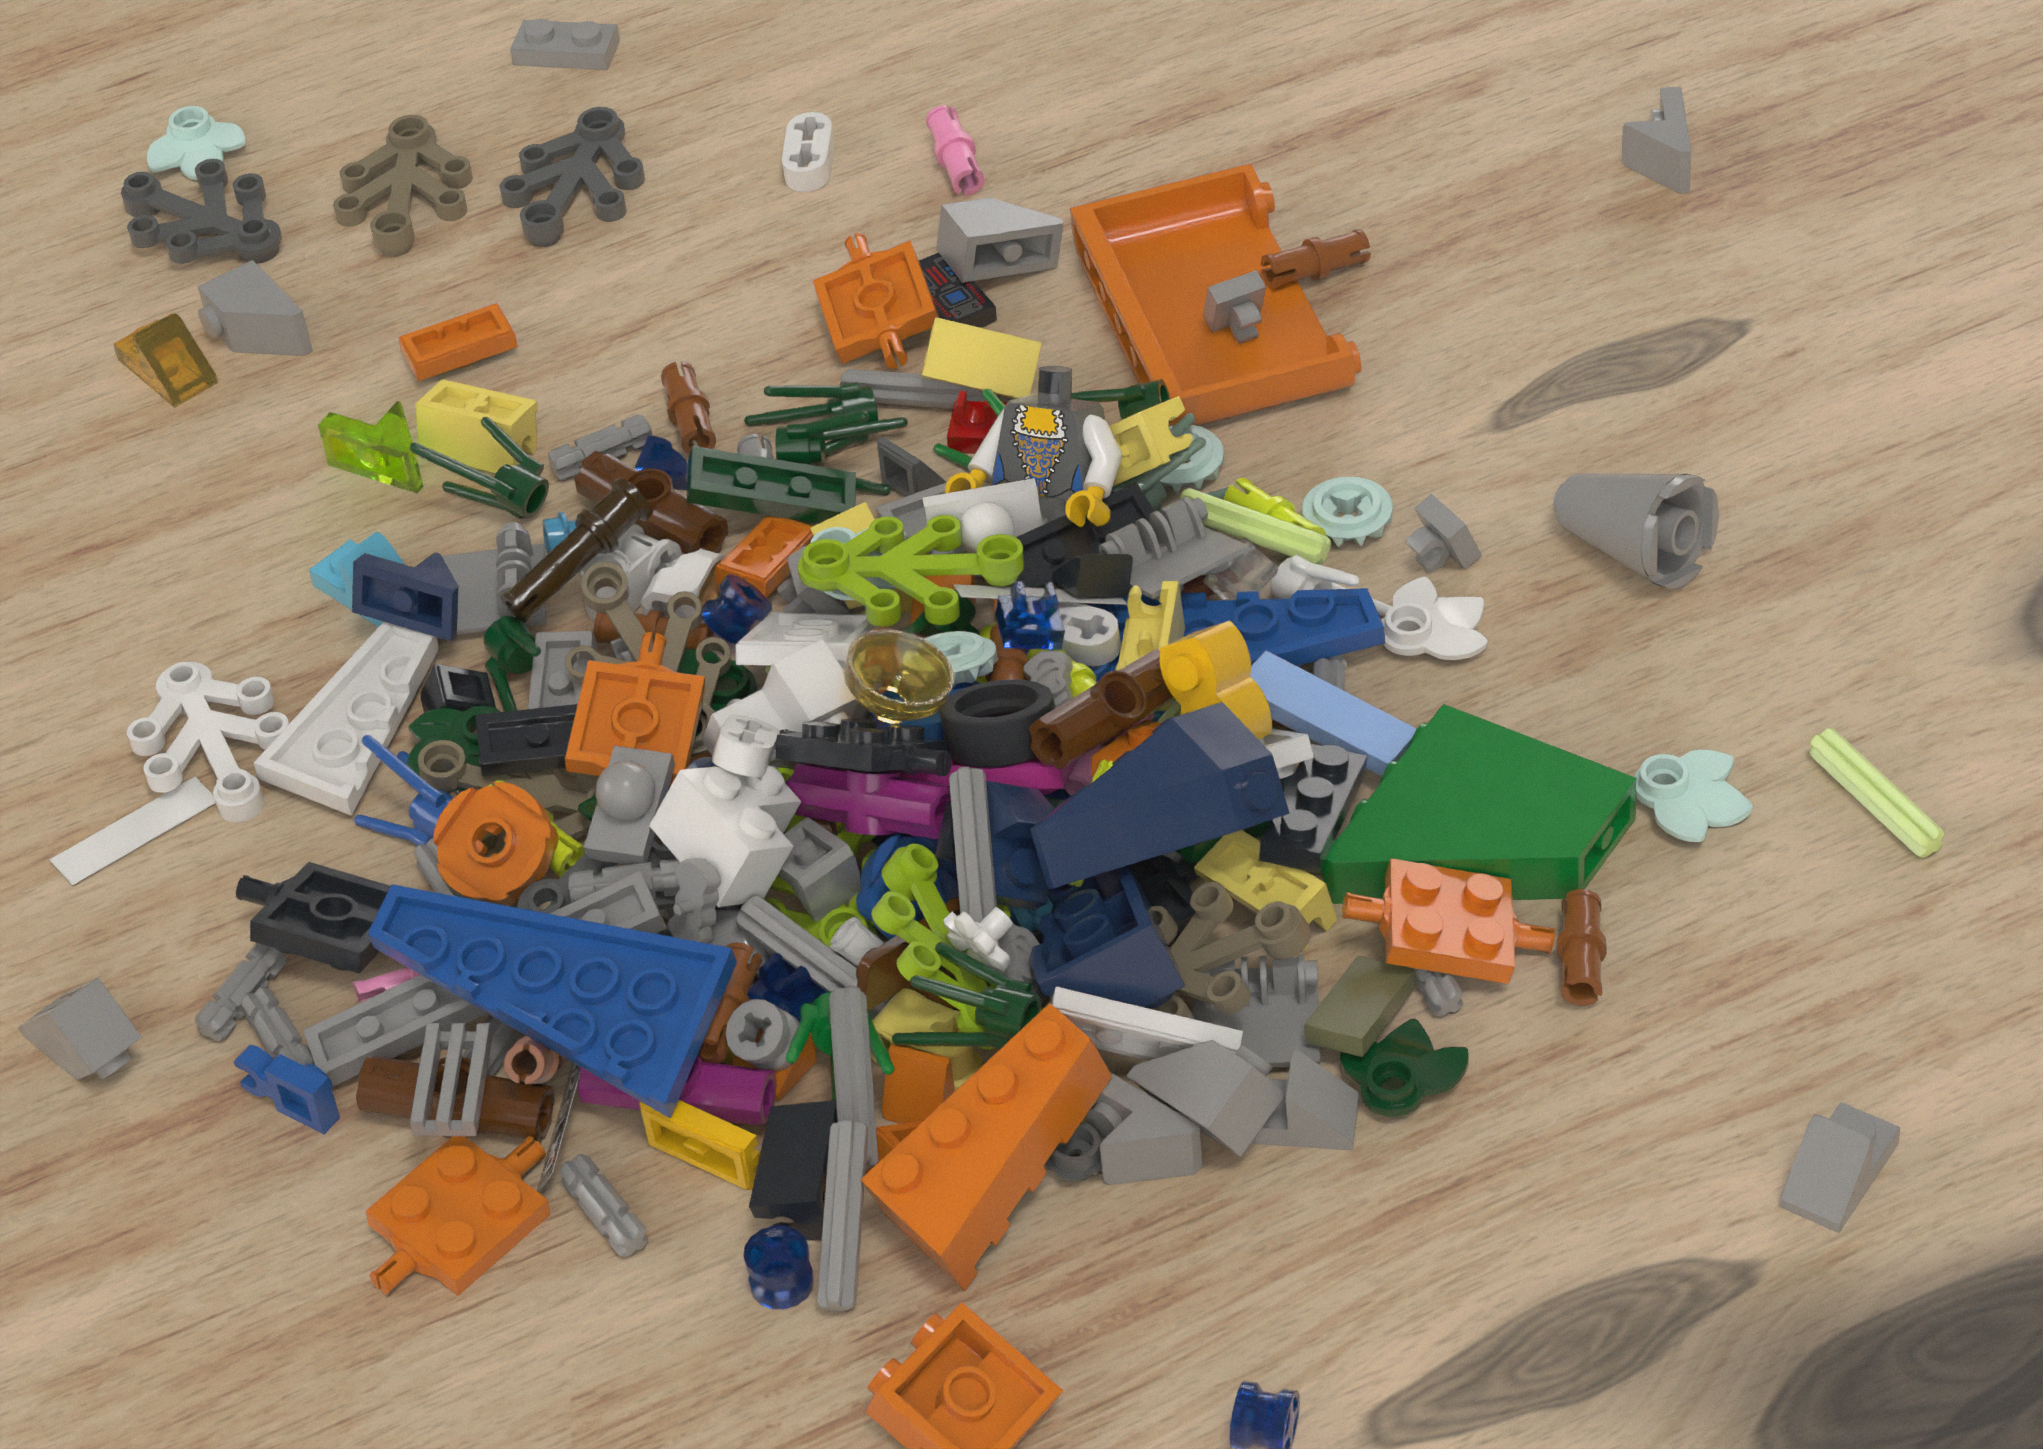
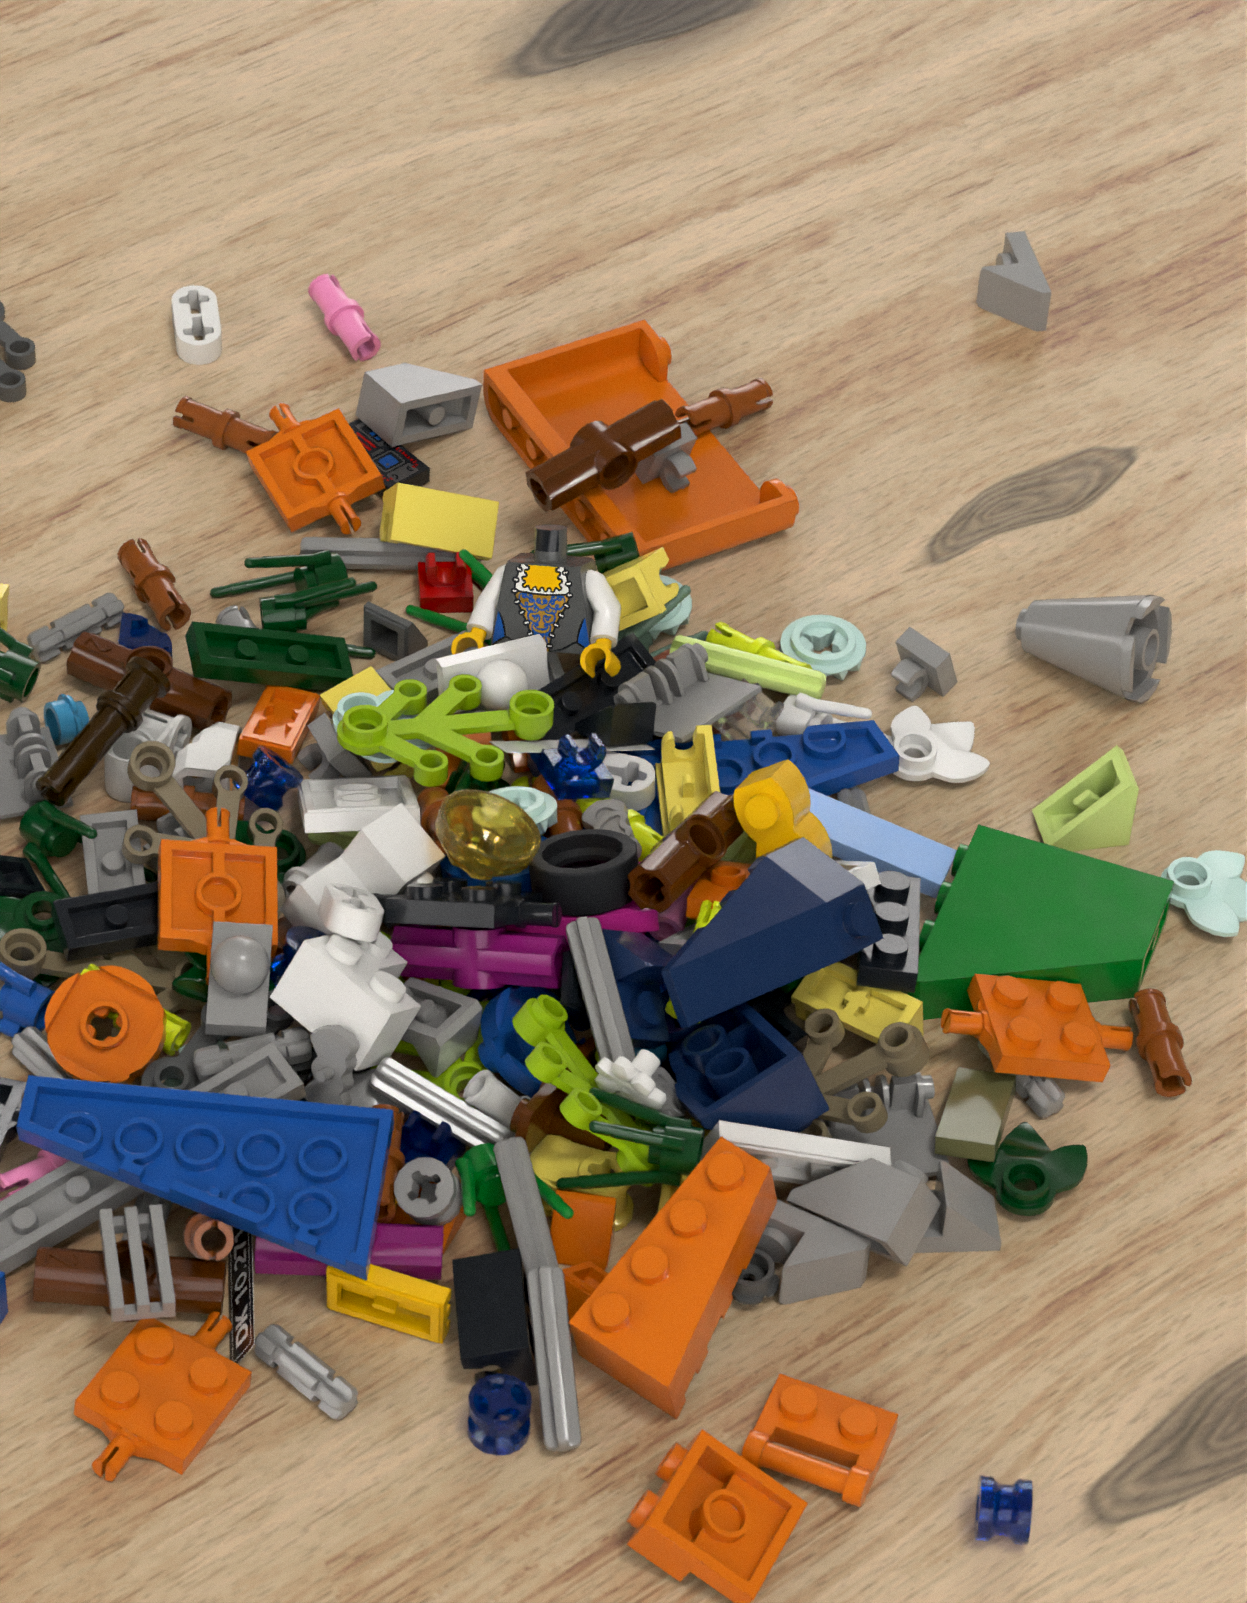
camera: 20 degrees left, 0 degrees up
(800, 255) = (221, 427): none -> dark orange pin
(1107, 1312) = (825, 1427): none -> orange plate
(1156, 299) = (603, 455): none -> reddish brown piece
(1577, 696) = (1092, 807): none -> yellowish green slope

